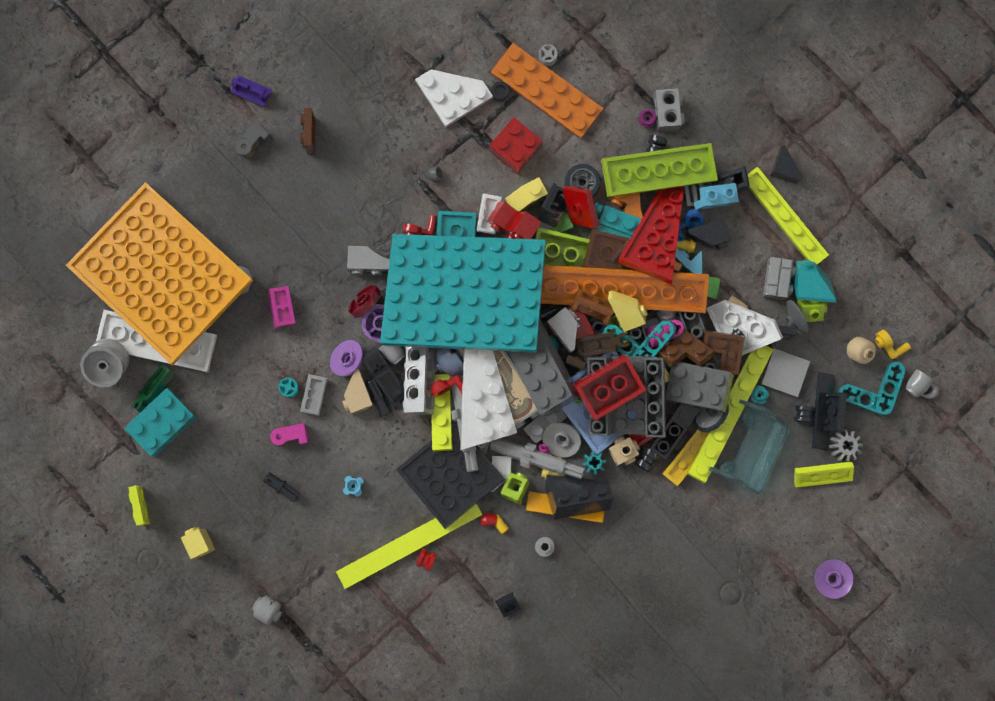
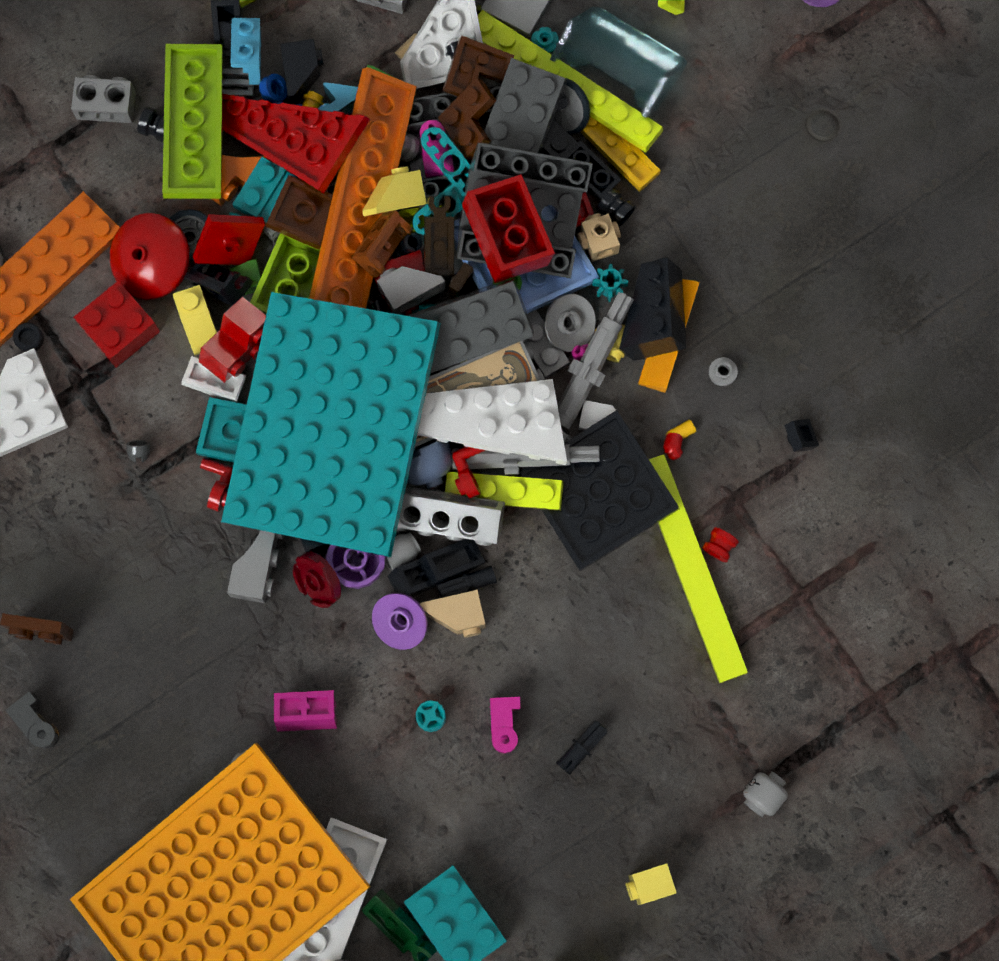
camera: 75 degrees left, 5 degrees down
(314, 395) = (447, 679): light grey plate -> none
(349, 482) = (598, 647): medium azure plate -> none
(511, 482) = (619, 395): lime brick -> none
(565, 166) = (162, 260): none -> red dish
(647, 123) = (107, 125): magenta plate -> none

